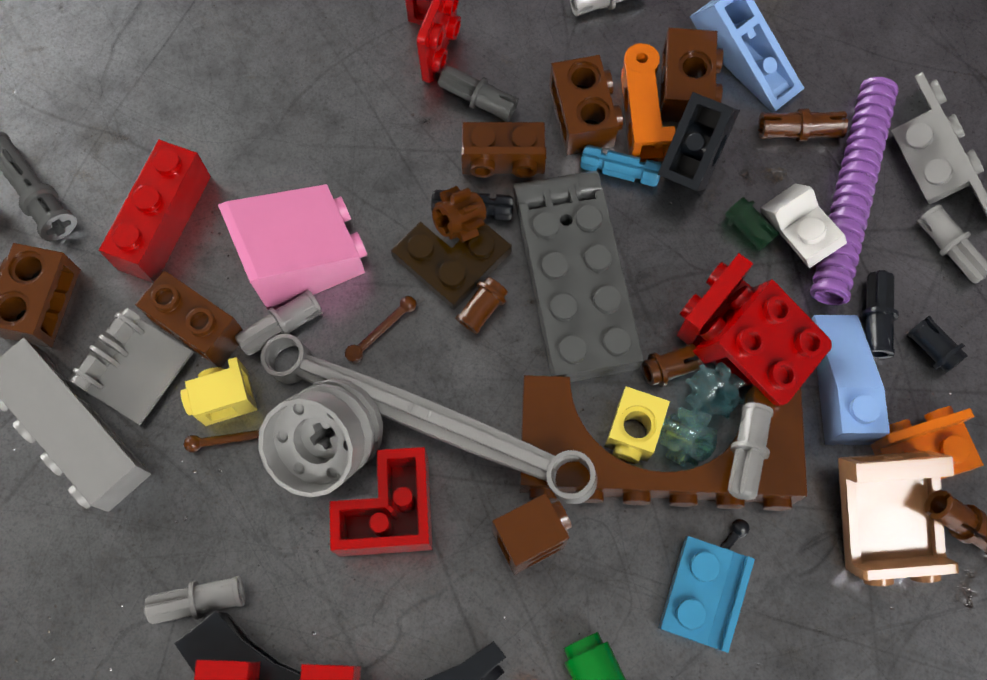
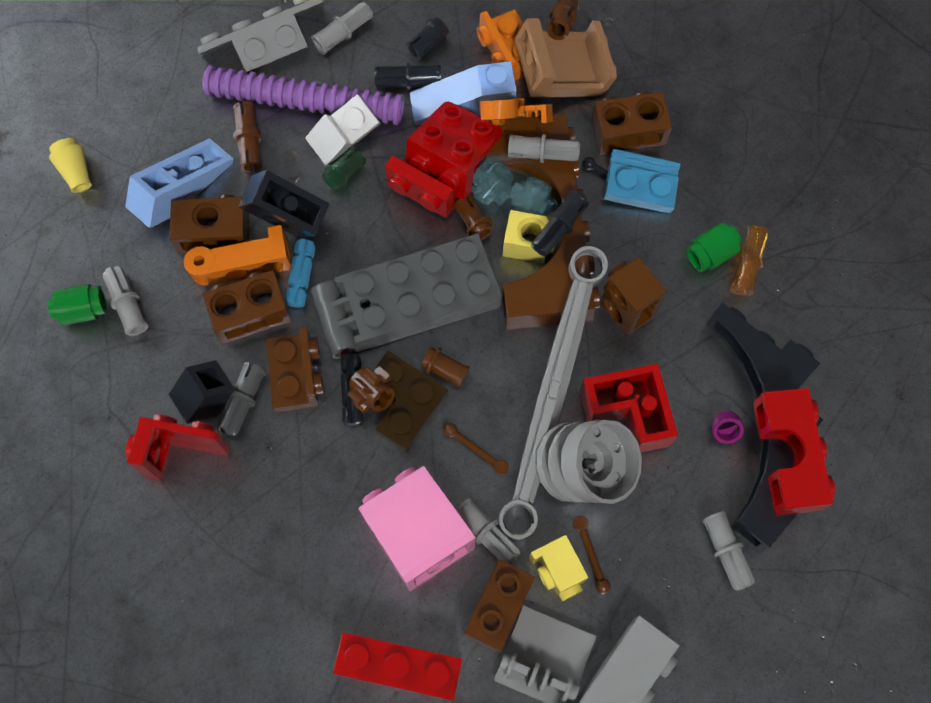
camera: 100 degrees left, 0 degrees up
(346, 633) = (727, 427): none -> magenta hinge
(488, 50) = (201, 391): none -> black brick
(640, 455) = (560, 222): none -> black axle
(782, 592) = (632, 130): none -> reddish brown brick
(807, 403) = (511, 108): none -> orange piece

